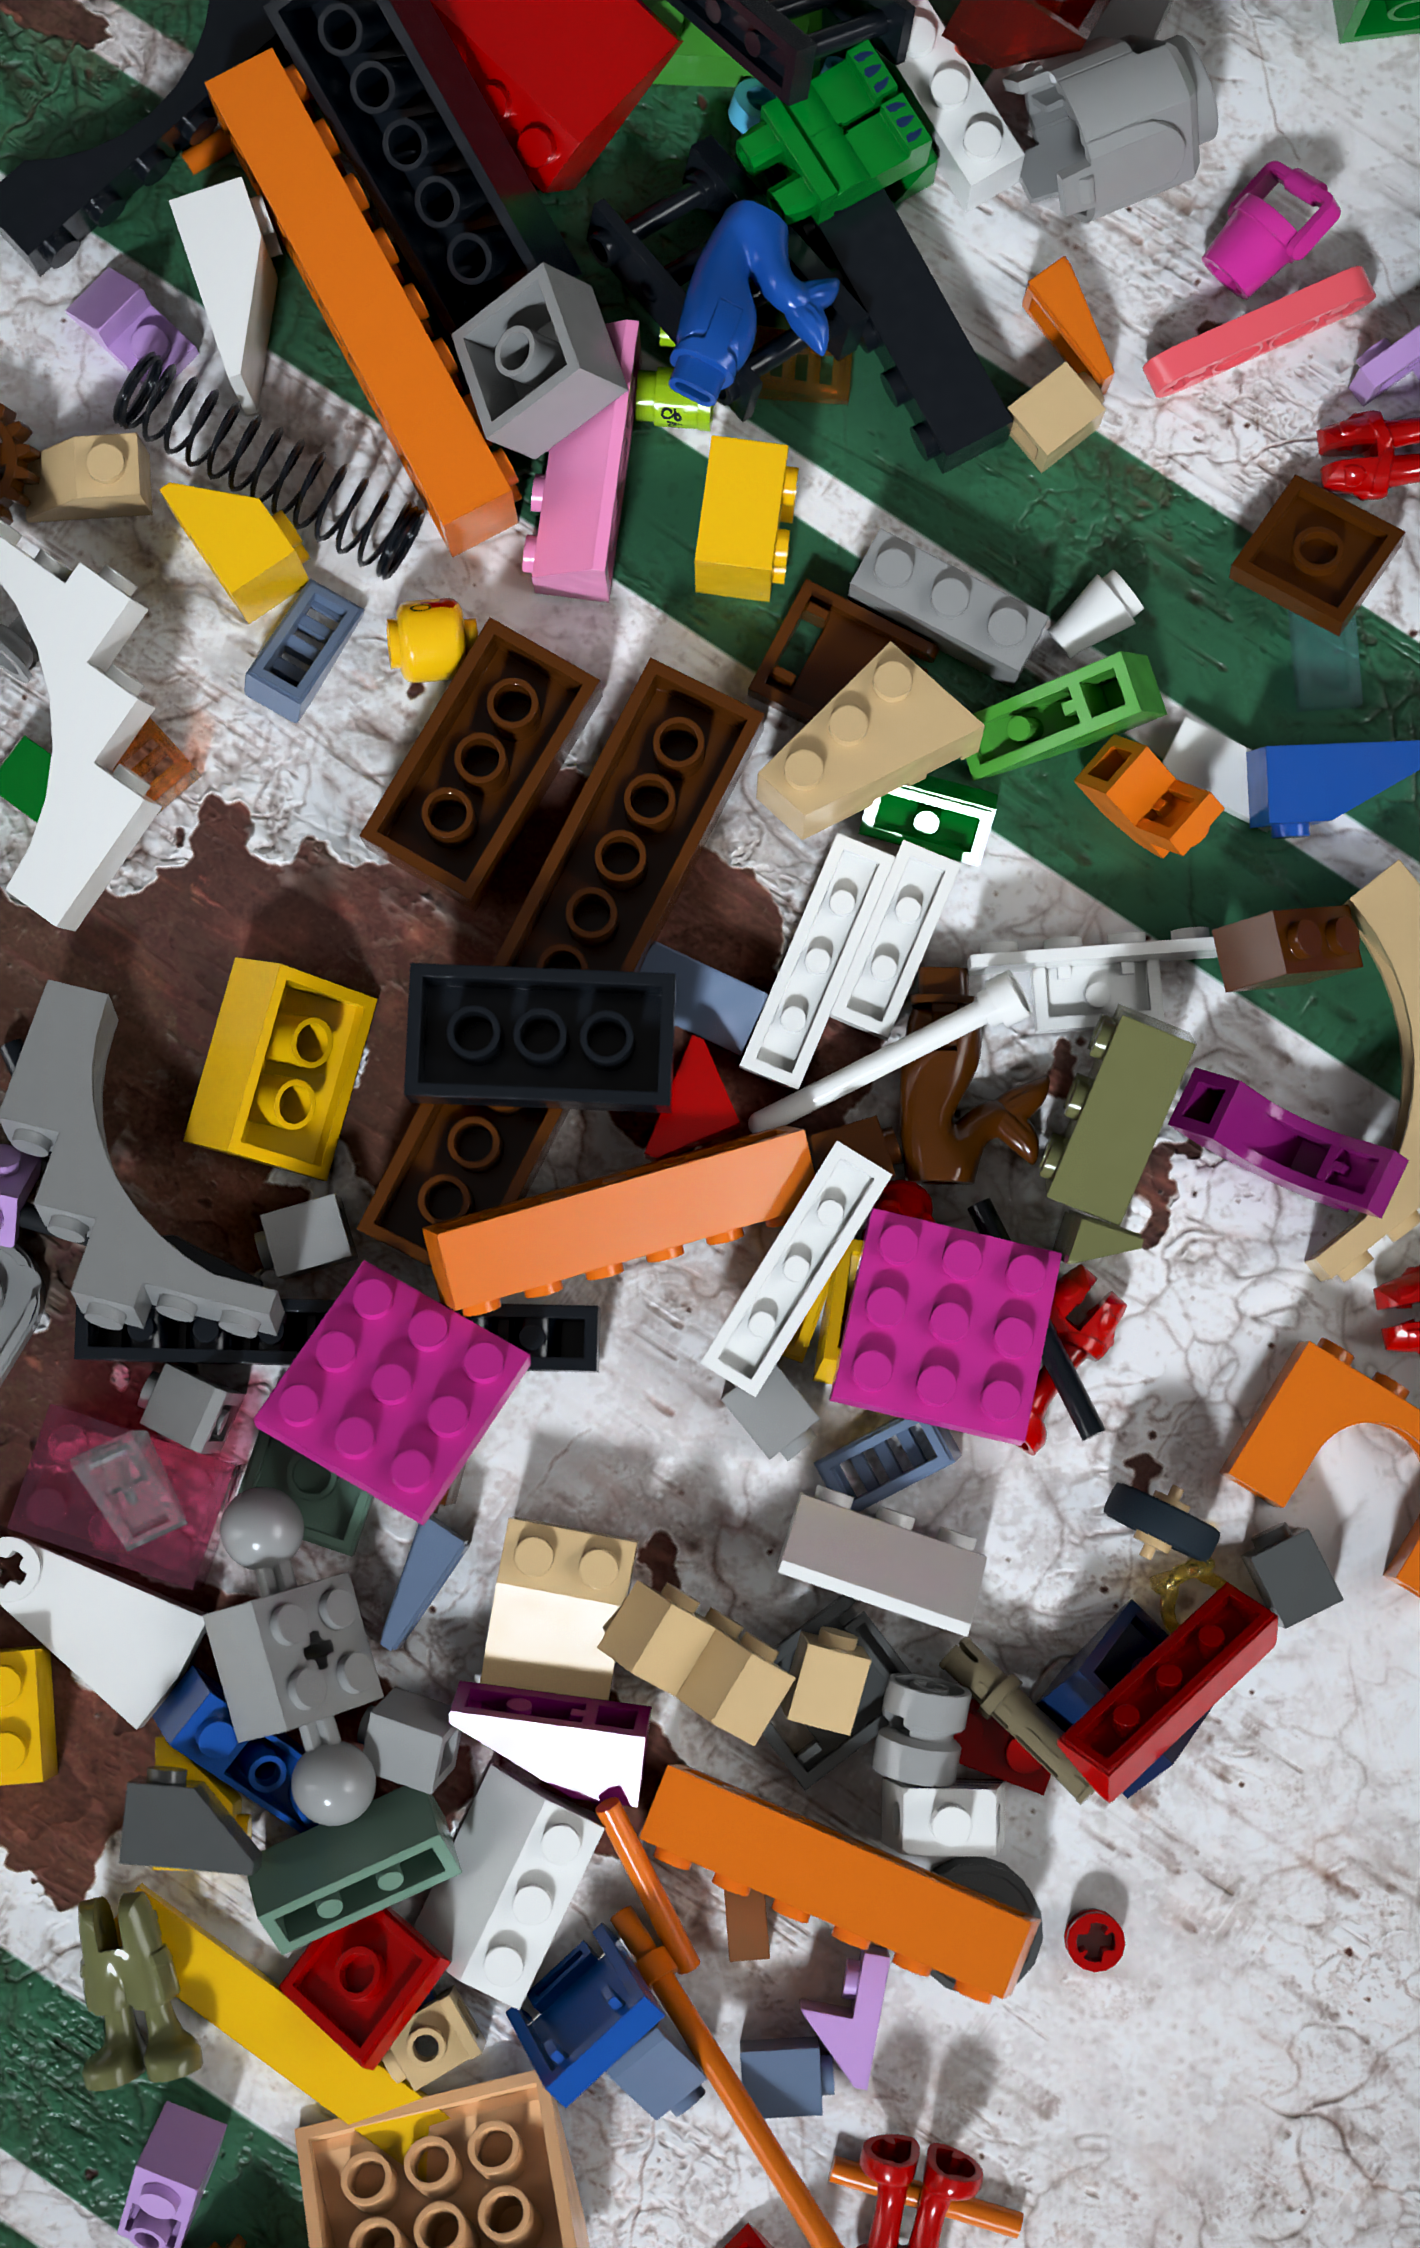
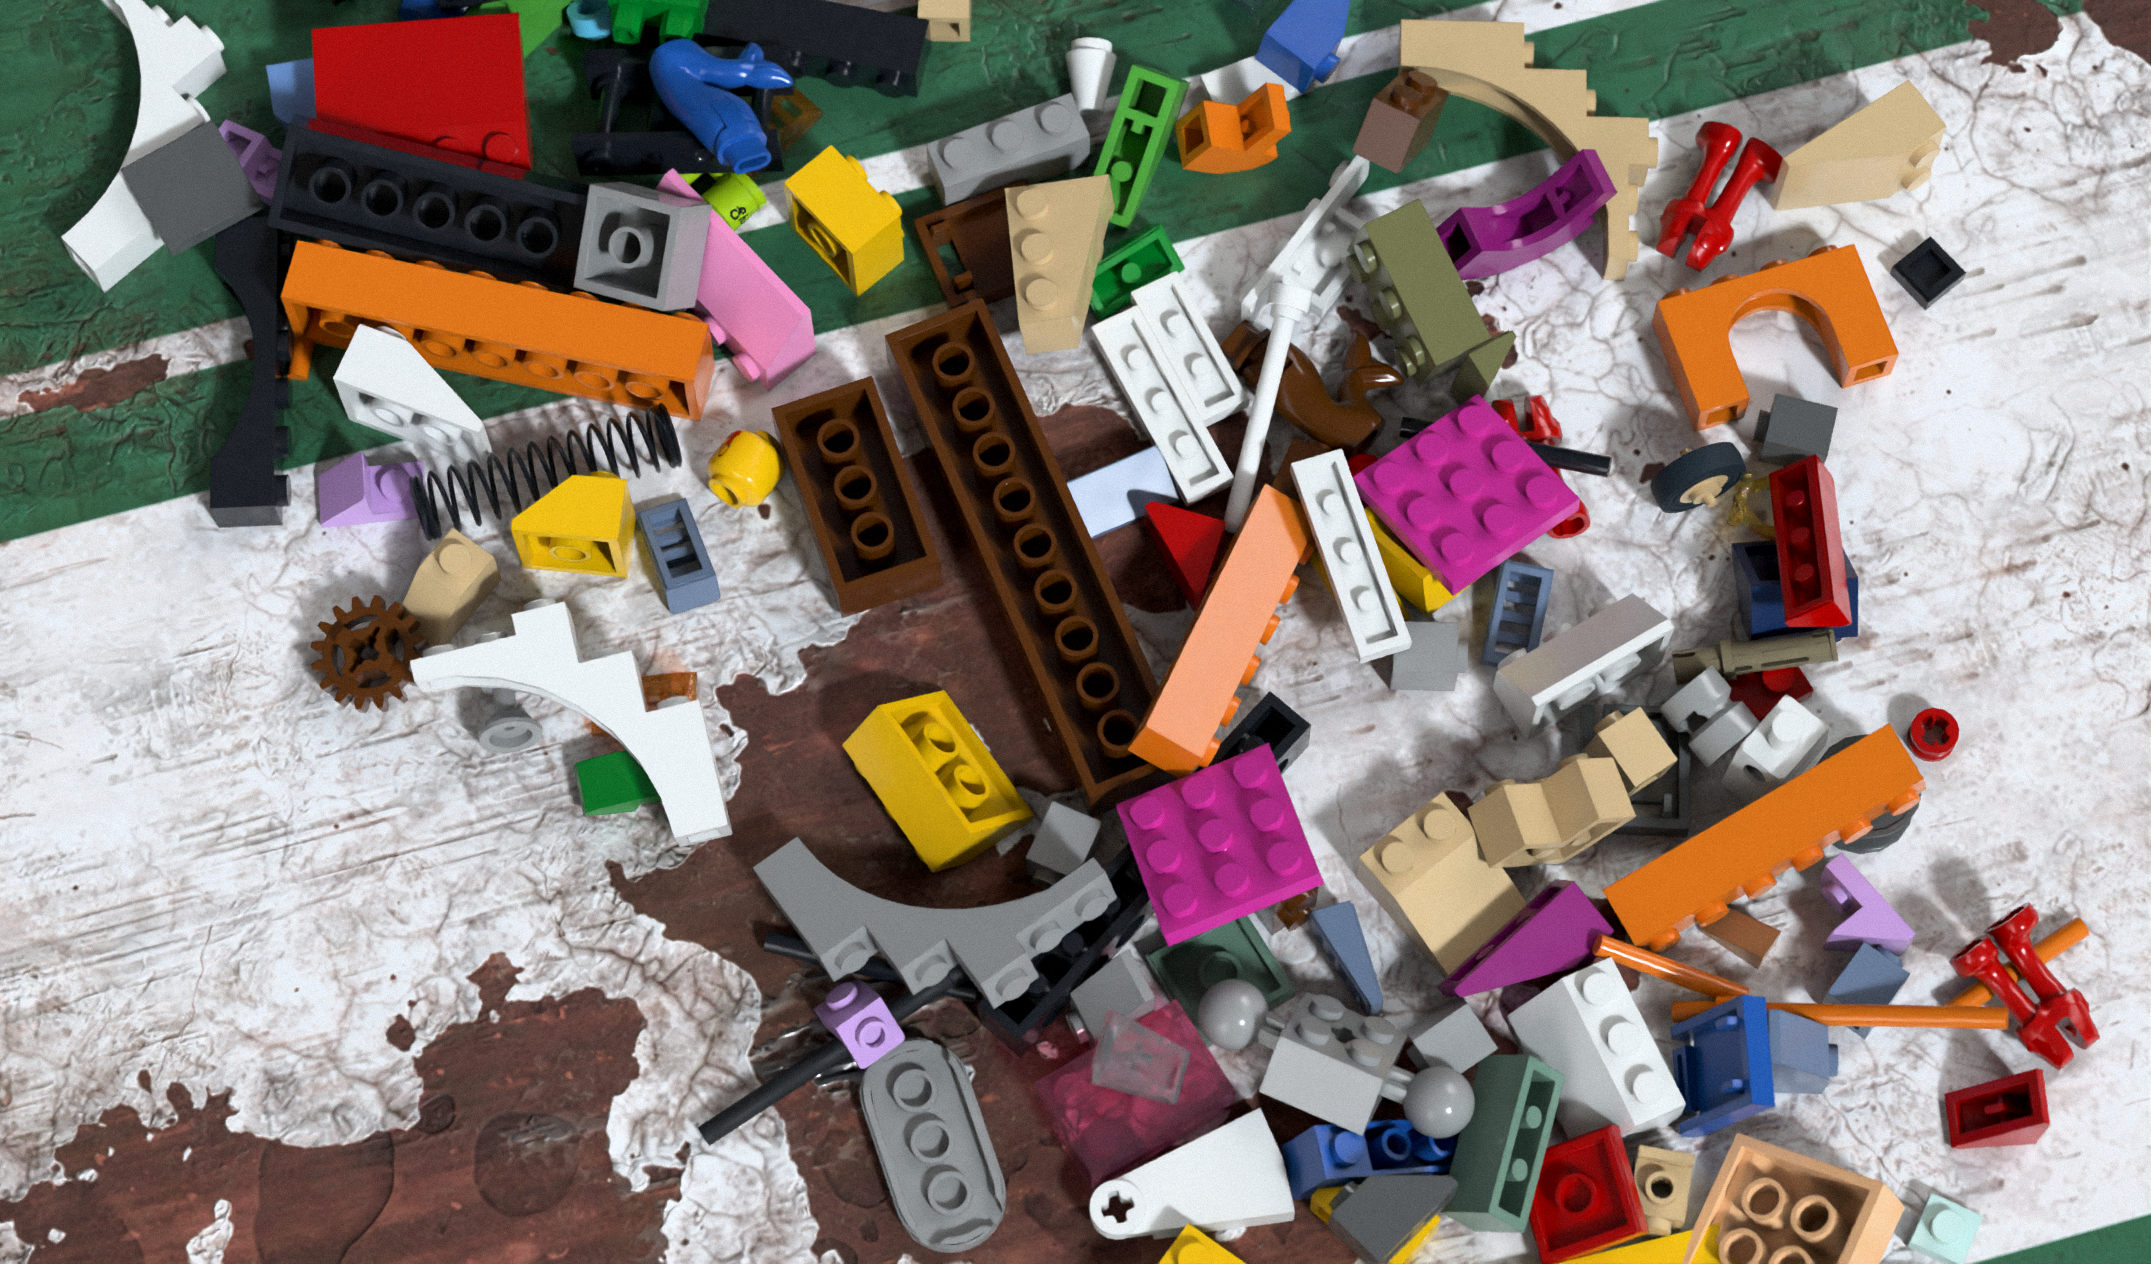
camera: 50 degrees left, 15 degrees down
(540, 1038) = (1073, 575): black brick -> none

